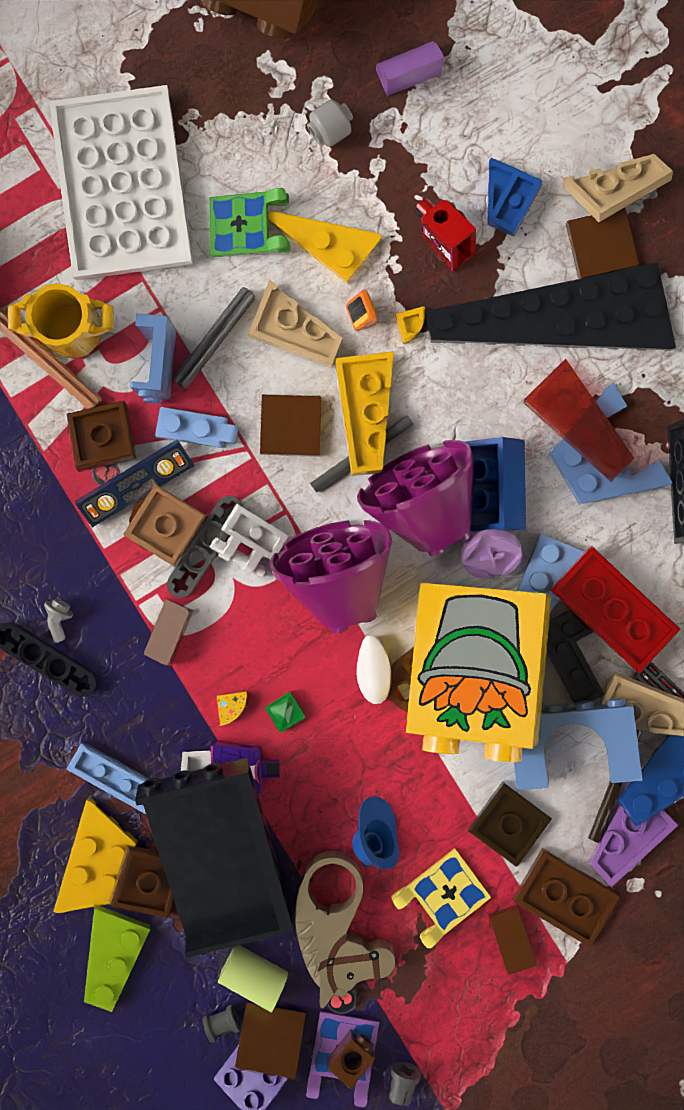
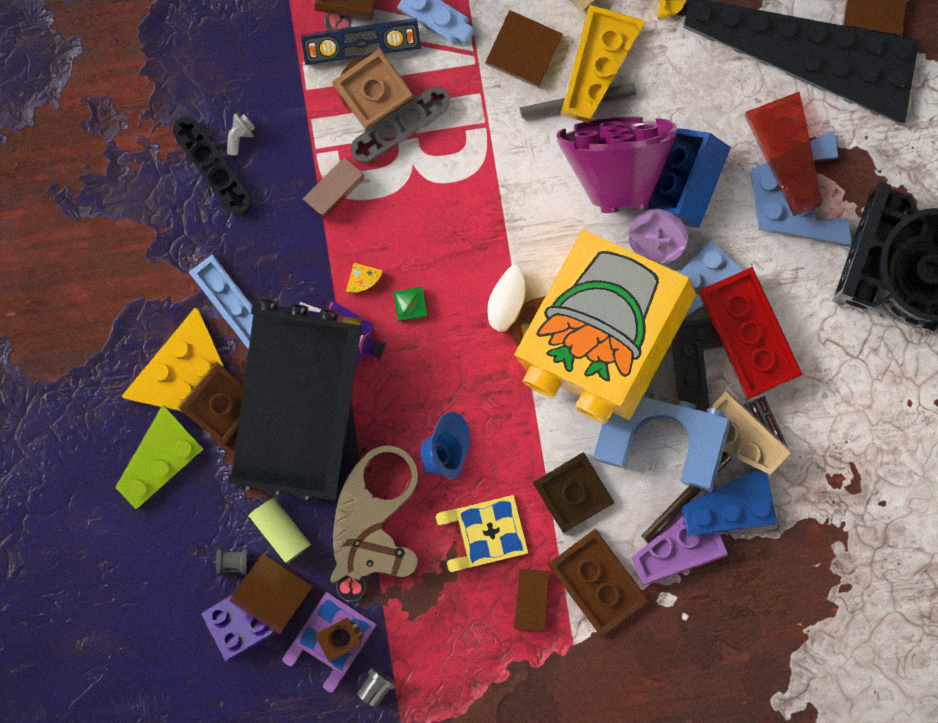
camera: 20 degrees right, 5 degrees down
(253, 532) = (450, 129): white plate -> none
(336, 571) = (511, 193): magenta cone -> none

